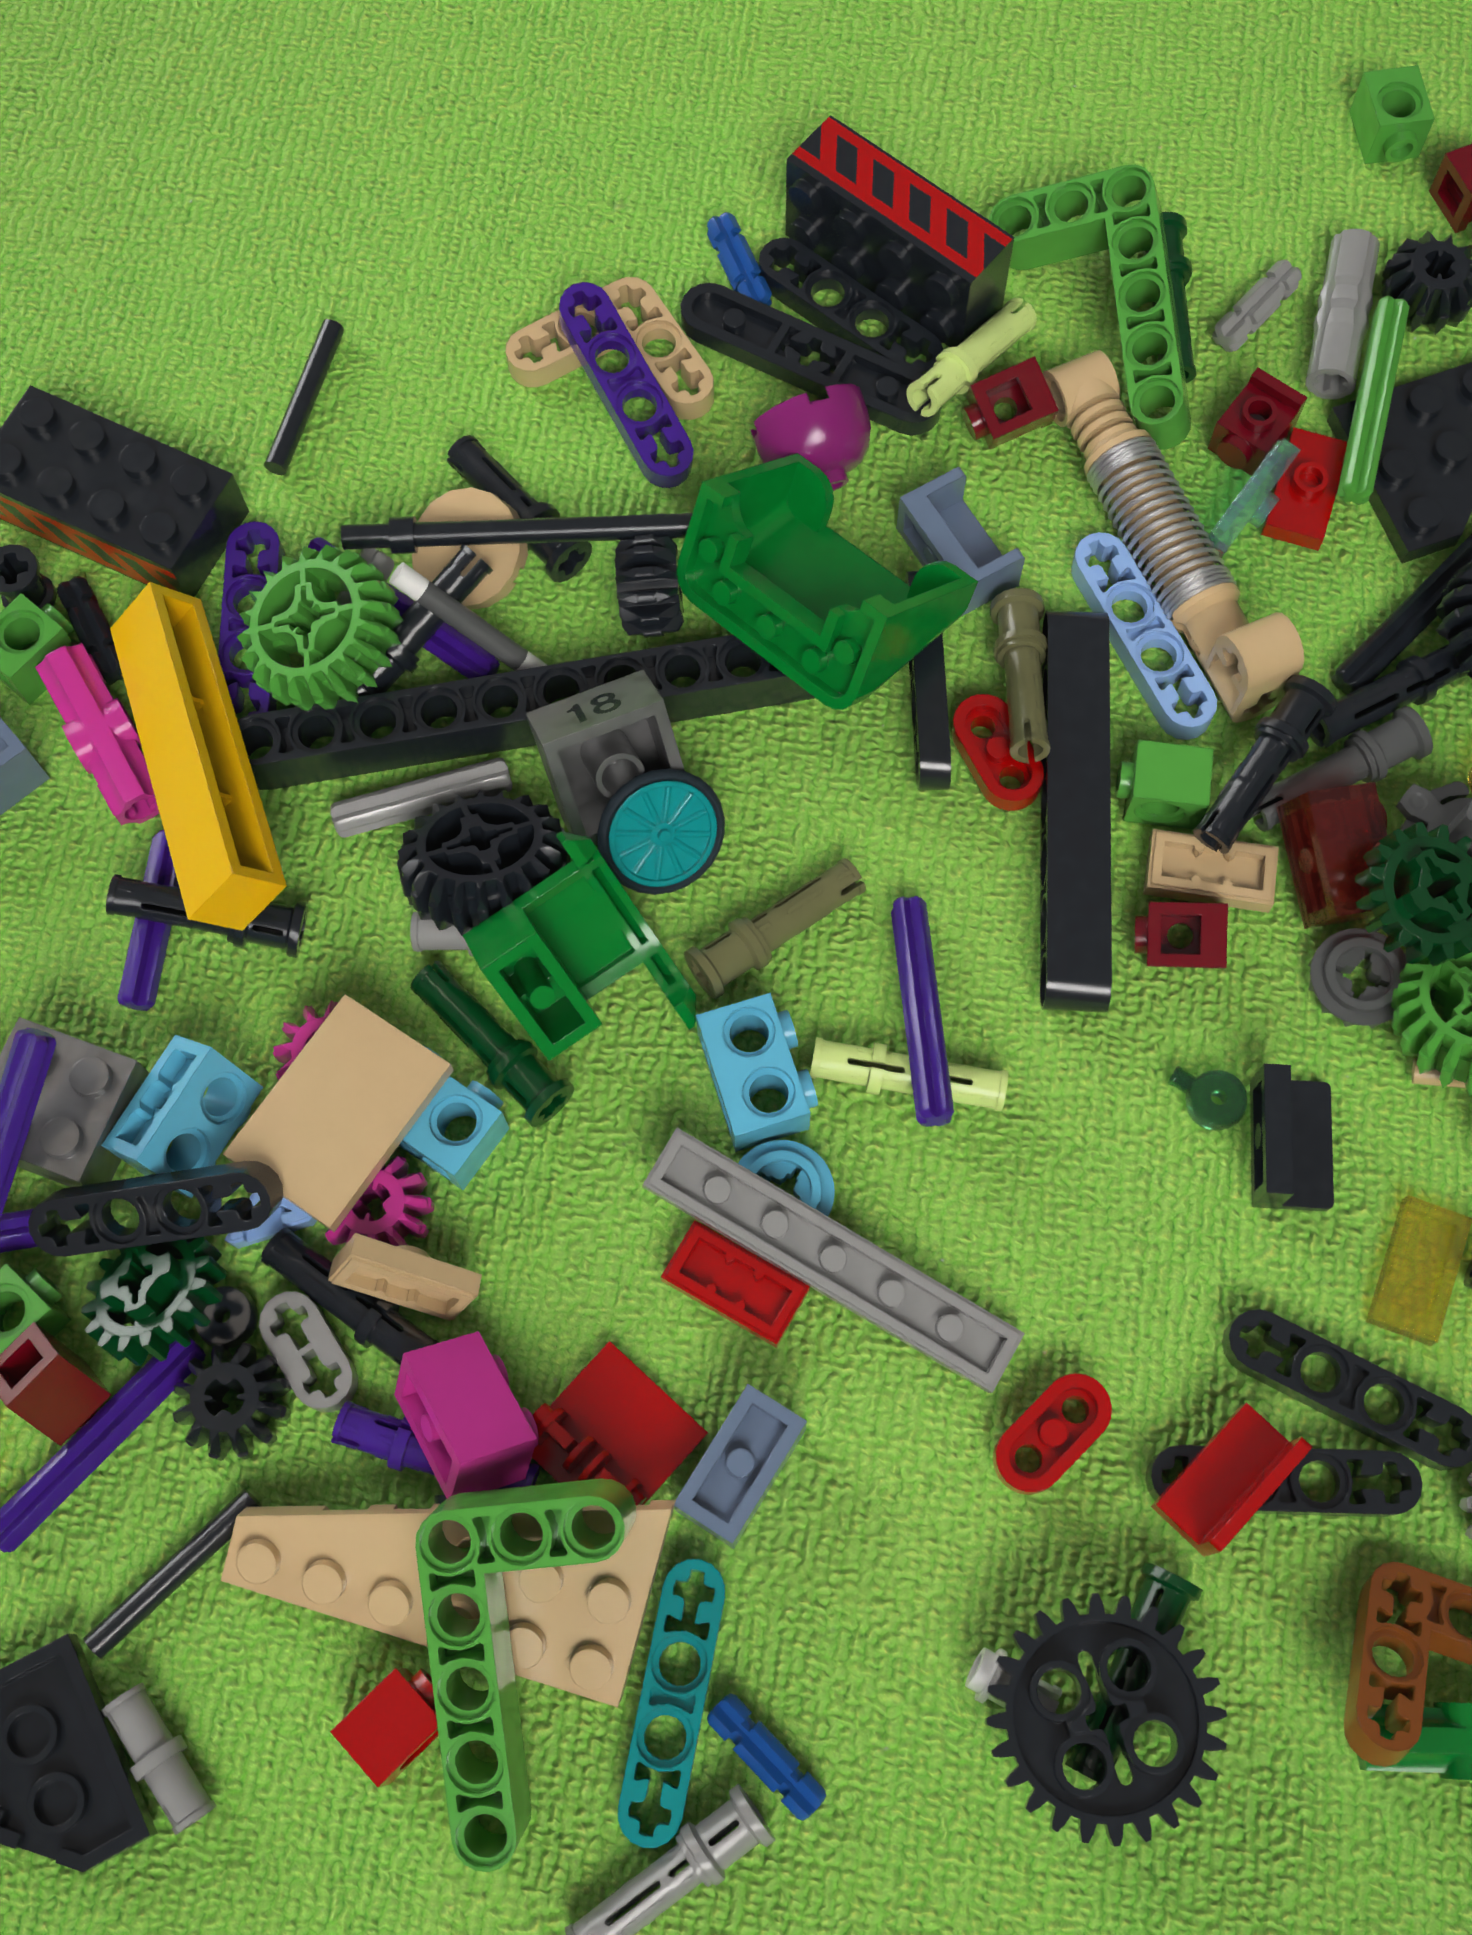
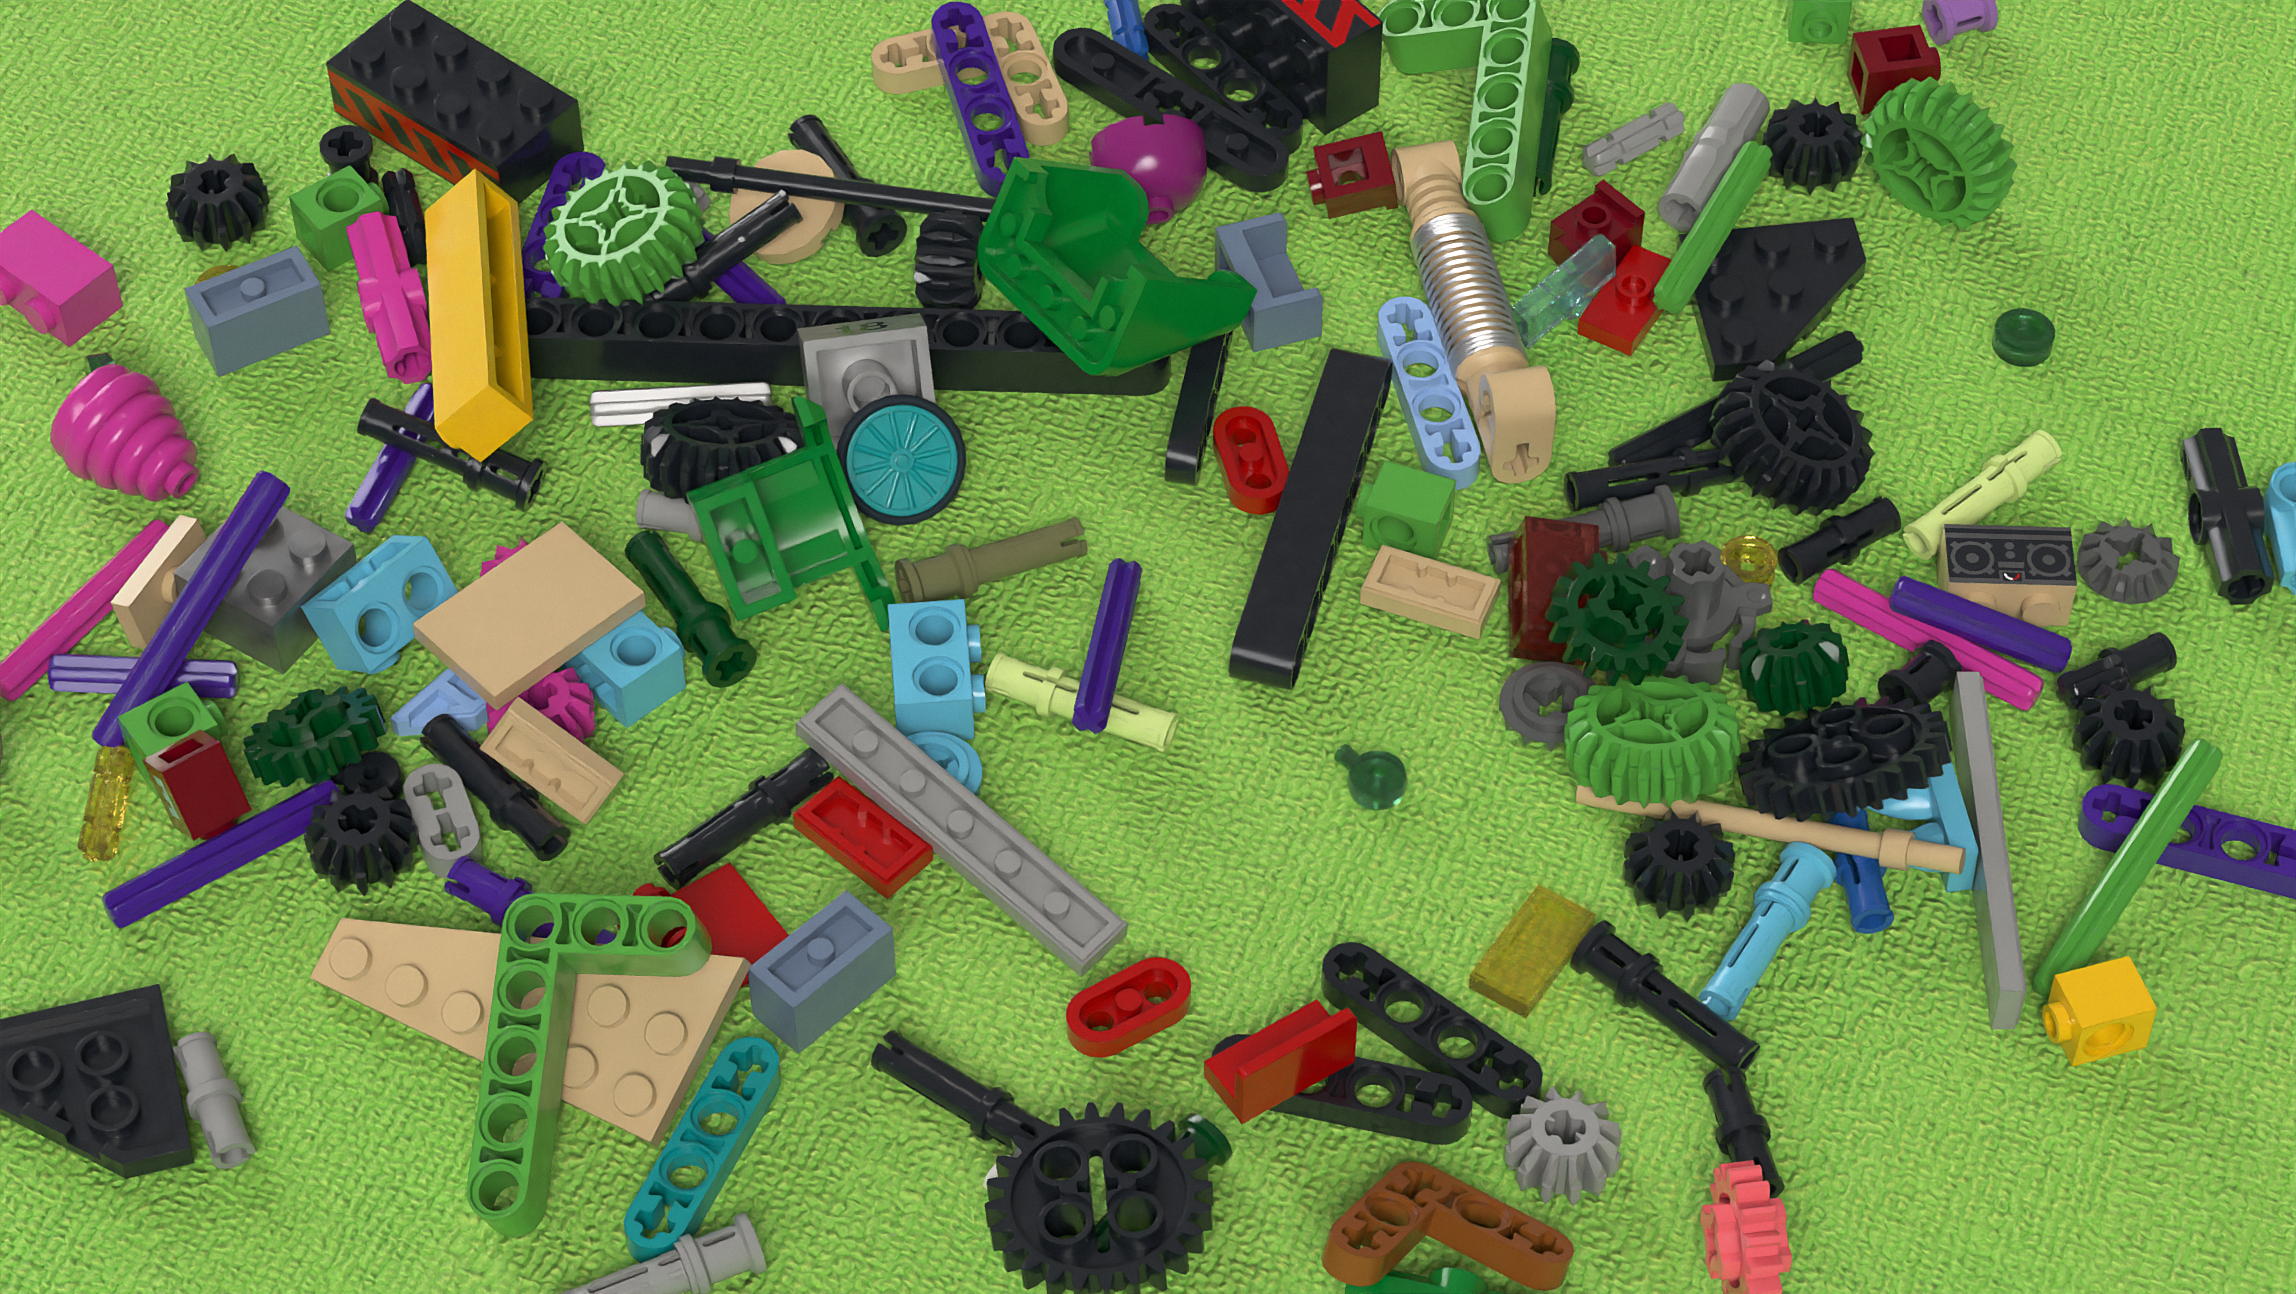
camera: 10 degrees right, 20 degrees down
(153, 1202) = (337, 658): black beam -> none
(167, 1577) = (252, 975): black bar -> none
(304, 397) = (665, 63): black bar -> none
(390, 1725) = (433, 1110): red brick -> none
(463, 619) = (758, 249): dark grey bar -> none
(466, 1415) = (573, 855): dark pink brick -> none
(611, 1285) = (764, 803): none -> black pin
(766, 1757) = (778, 1208): blue axle -> none
(921, 1581) = (985, 1109): none -> black pin
(960, 365) = (1341, 123): yellowish green pin -> none
(1021, 653) = (1295, 382): olive pin -> none
(1208, 928) = (1379, 615): dark red brick -> none
(1278, 741) = (1519, 483): black pin -> none
(1290, 1141) = (1437, 823): black panel -> none

